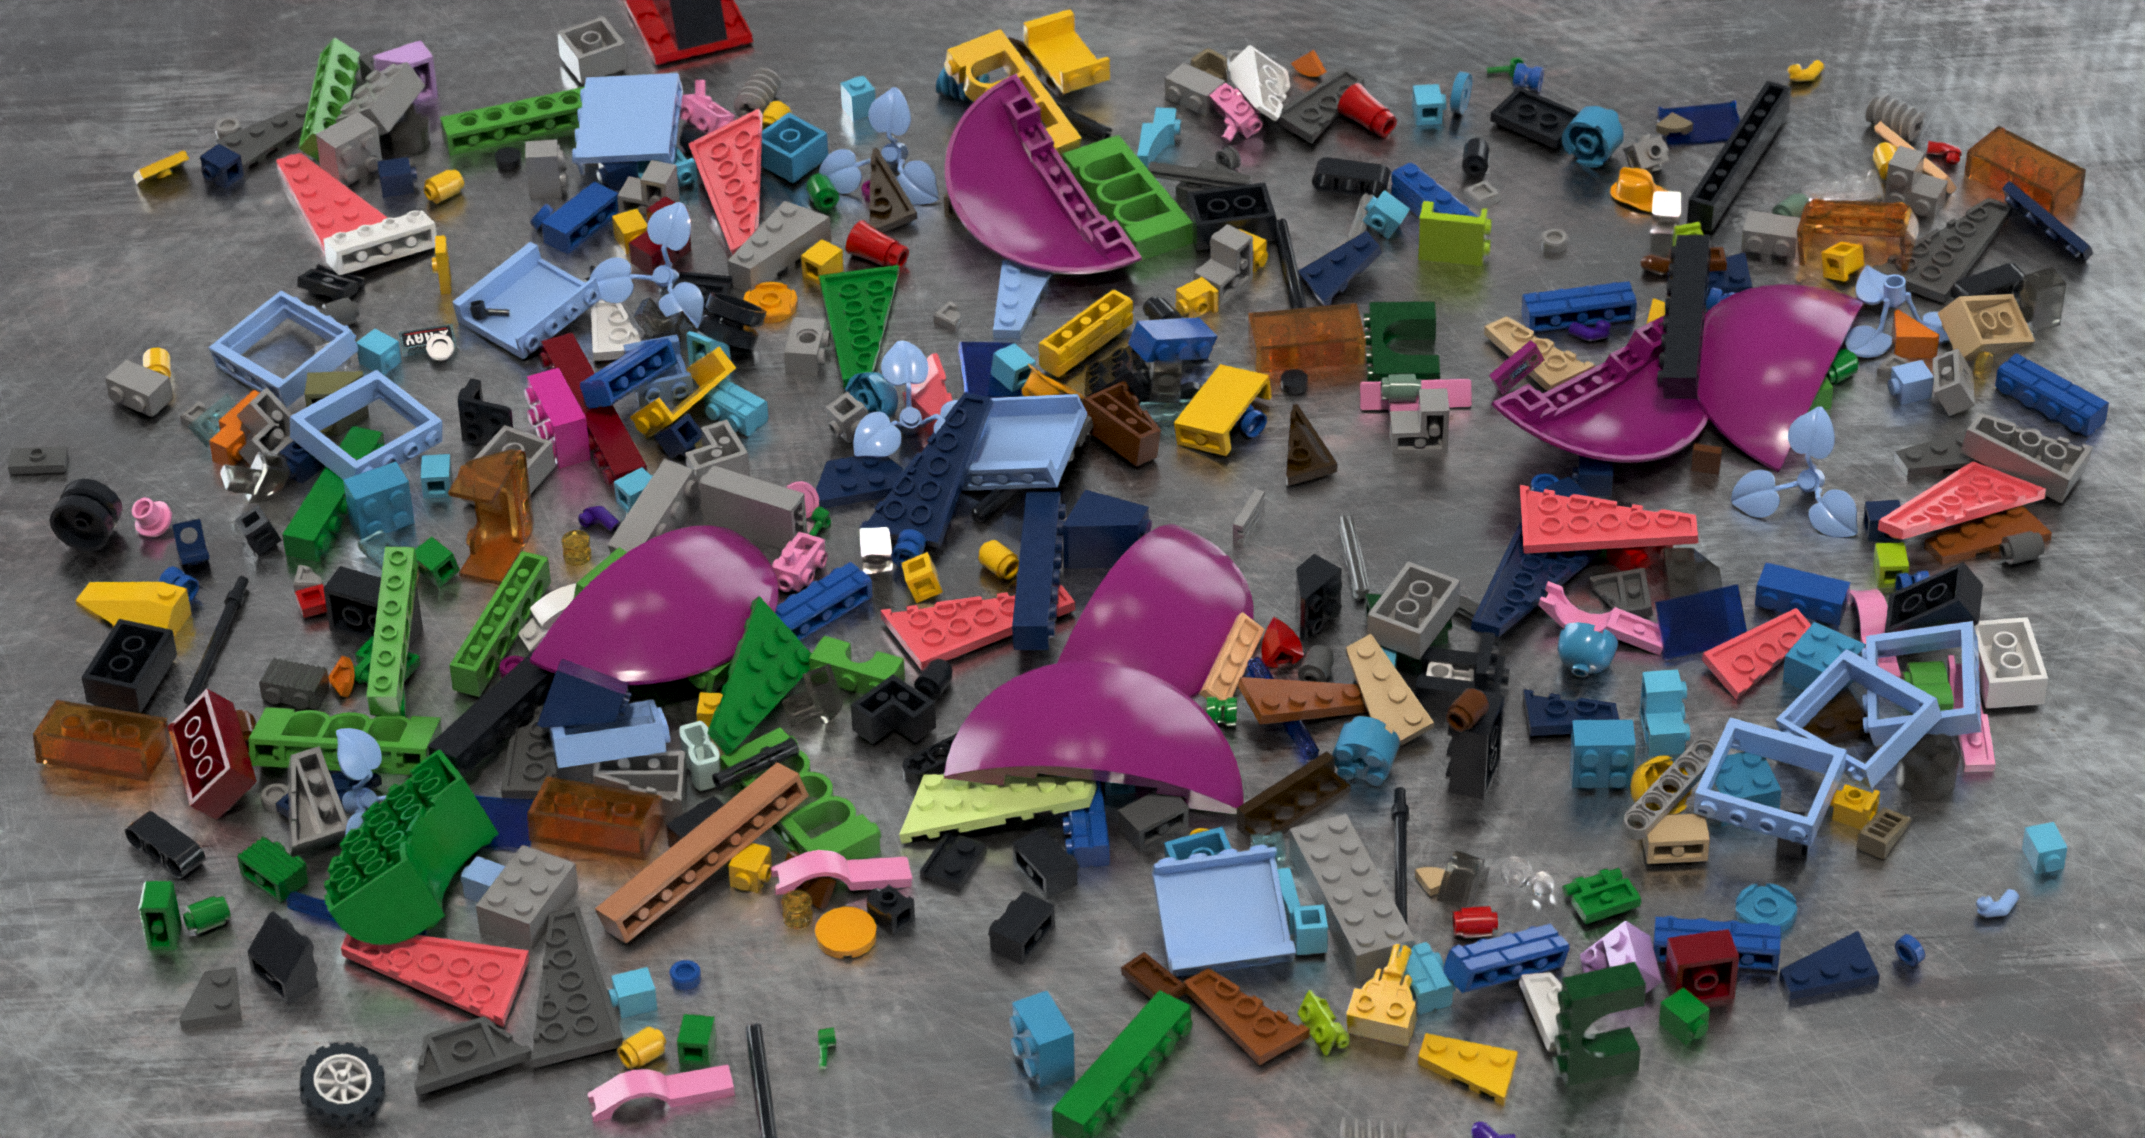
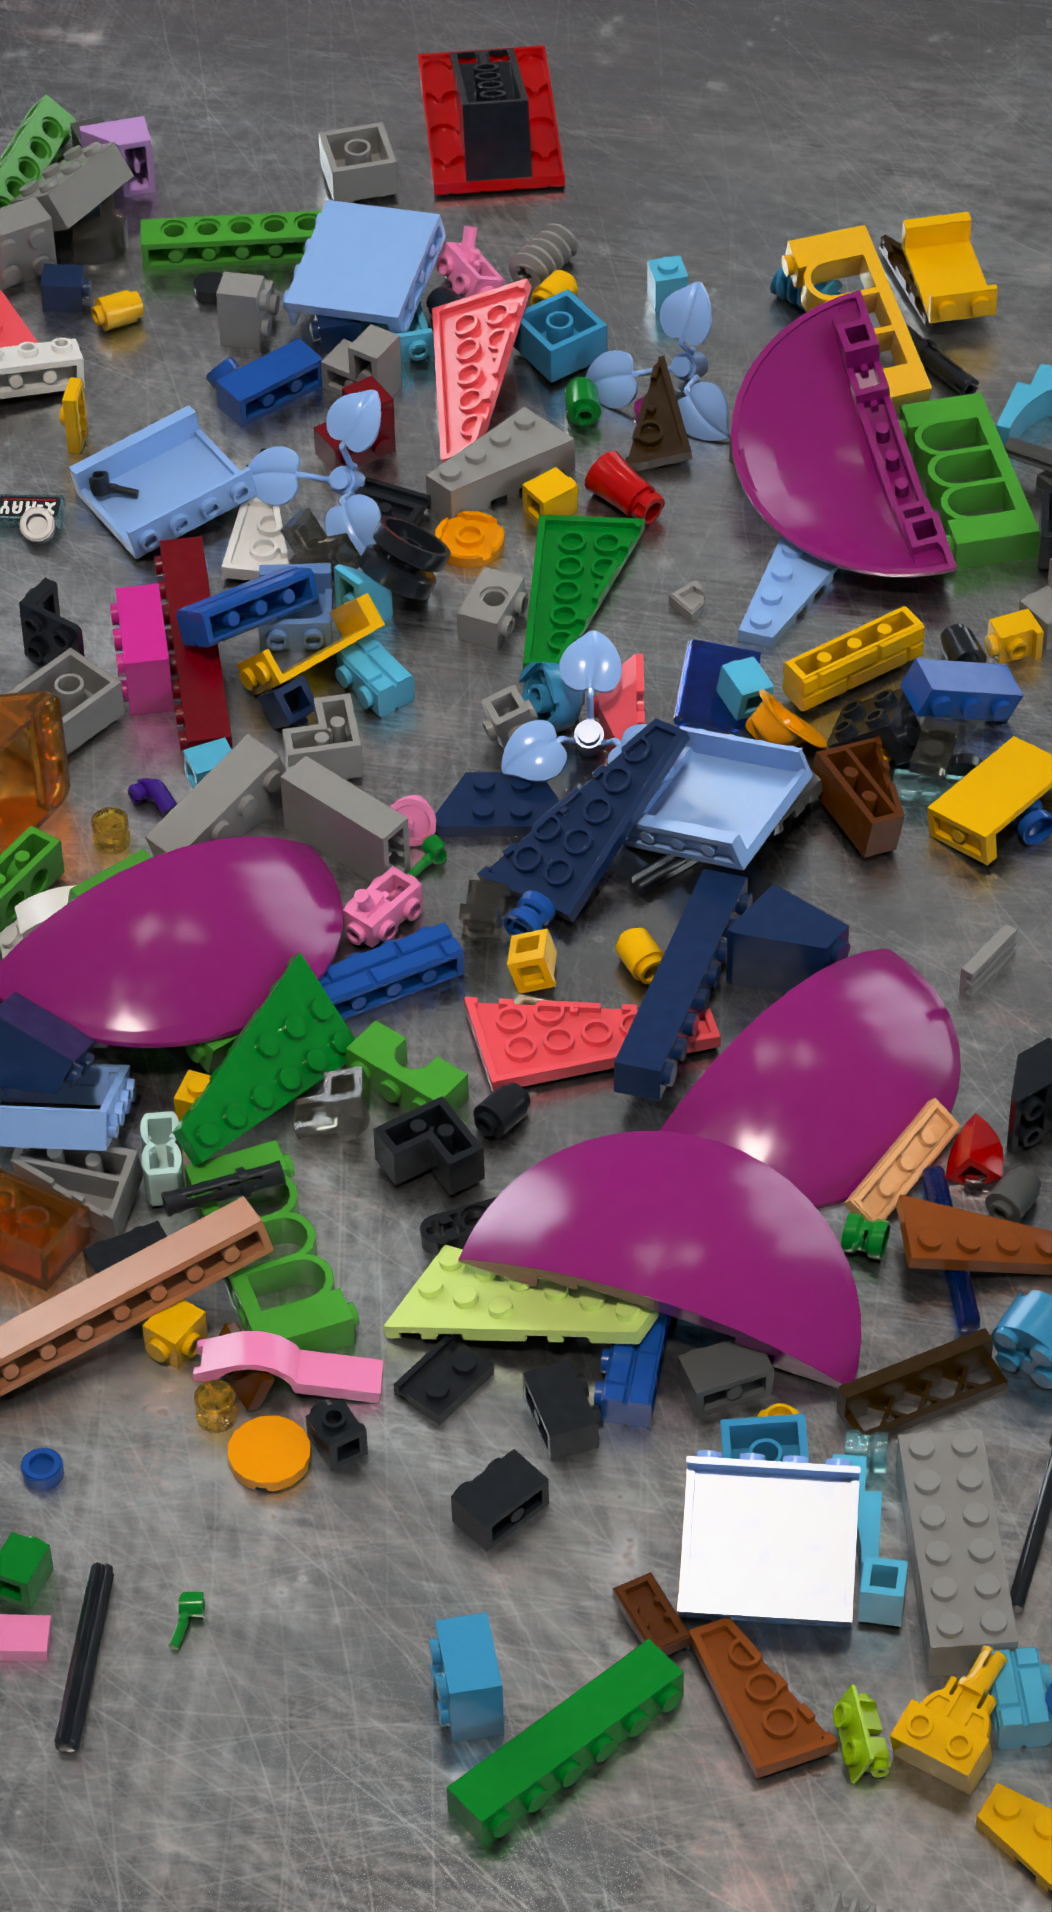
camera: 15 degrees right, 5 degrees up
(628, 227) = (318, 403): yellow brick -> none

